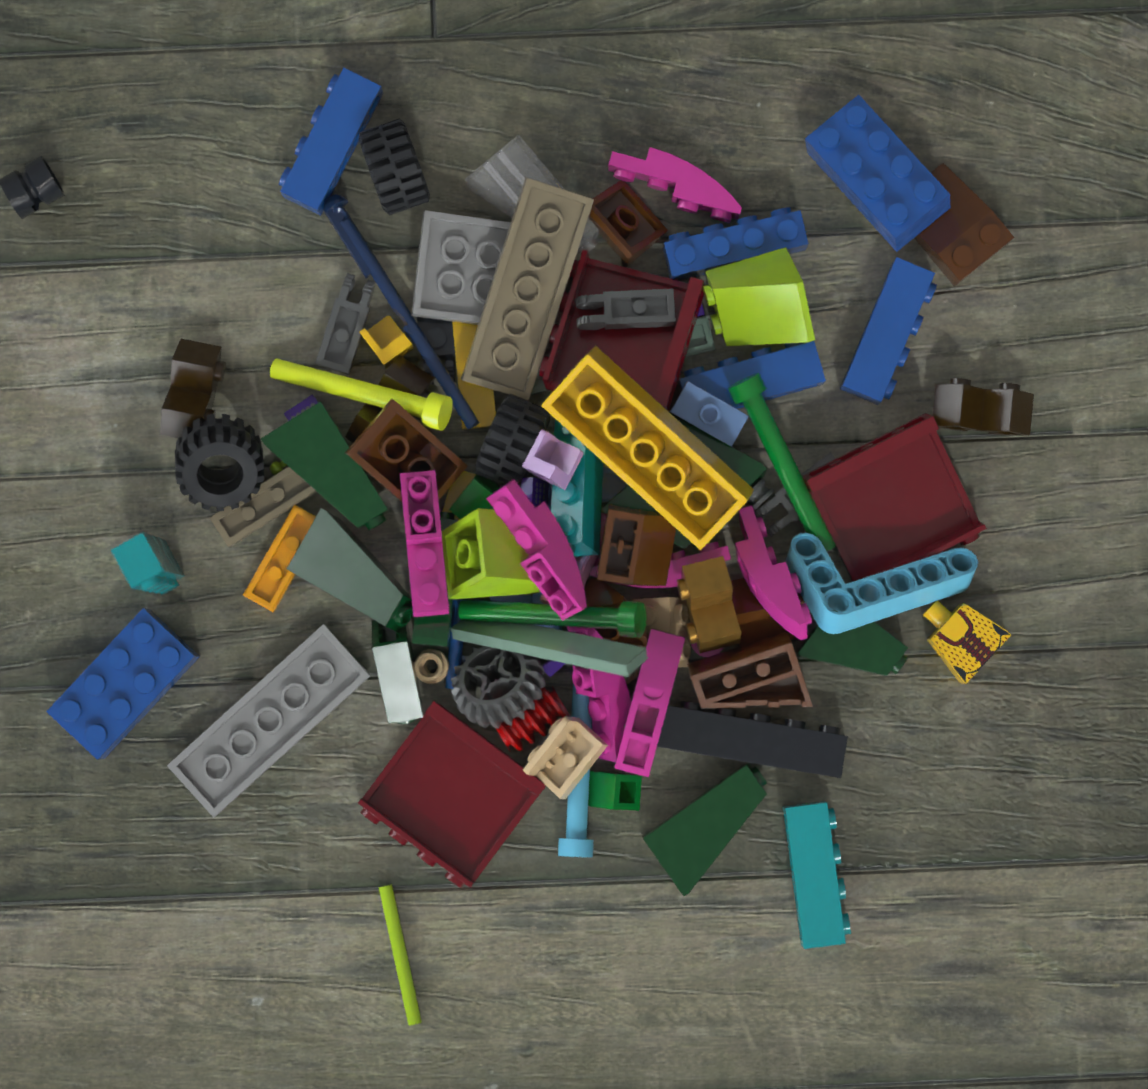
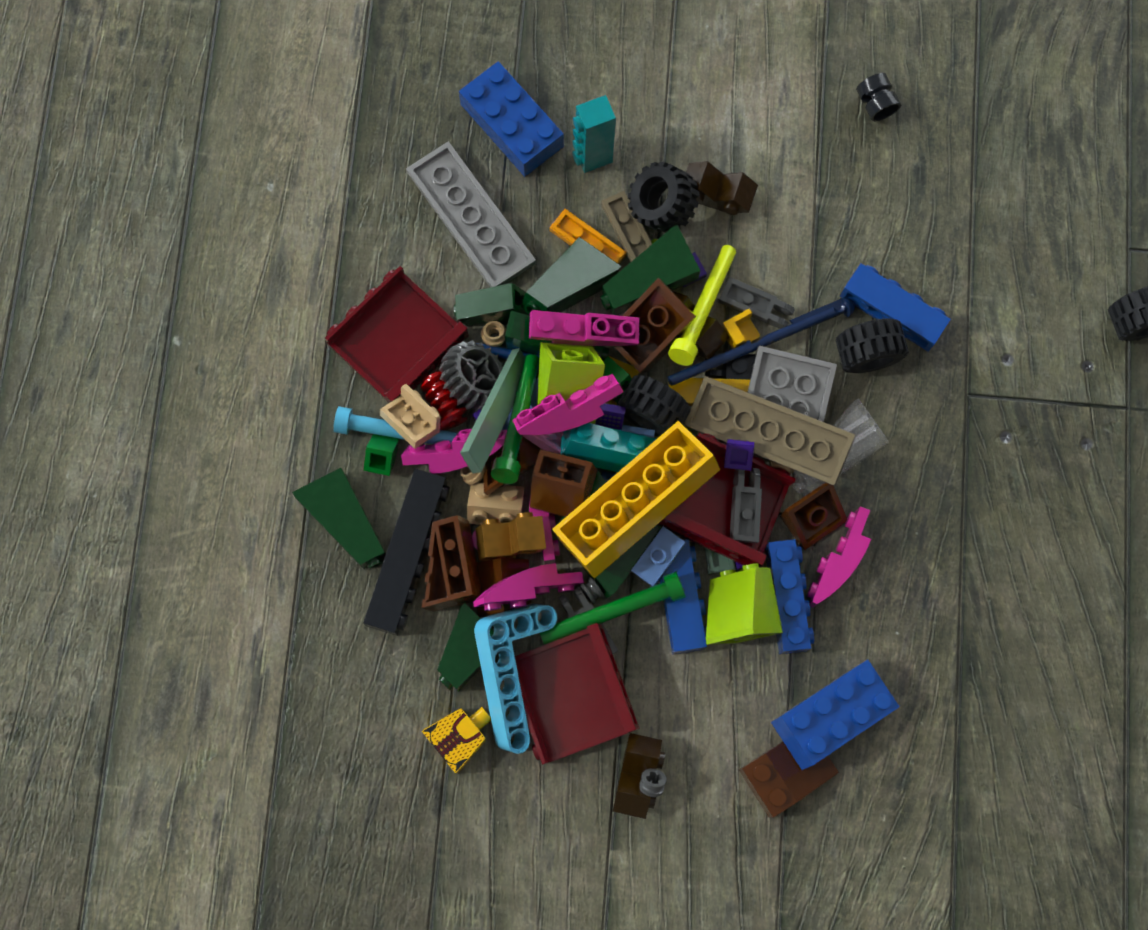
camera: 90 degrees right, 10 degrees down
(400, 954) = (288, 287): lime bar -> none
(552, 460) = (636, 428): lavender panel -> none
(564, 324) = (739, 454): none -> dark purple tile
(650, 703) = (443, 482): dark pink slope -> none
(815, 875) = (293, 596): teal brick -> none
(888, 330) = (709, 709): blue brick -> none
(1001, 391) = (646, 785): none -> dark grey bush

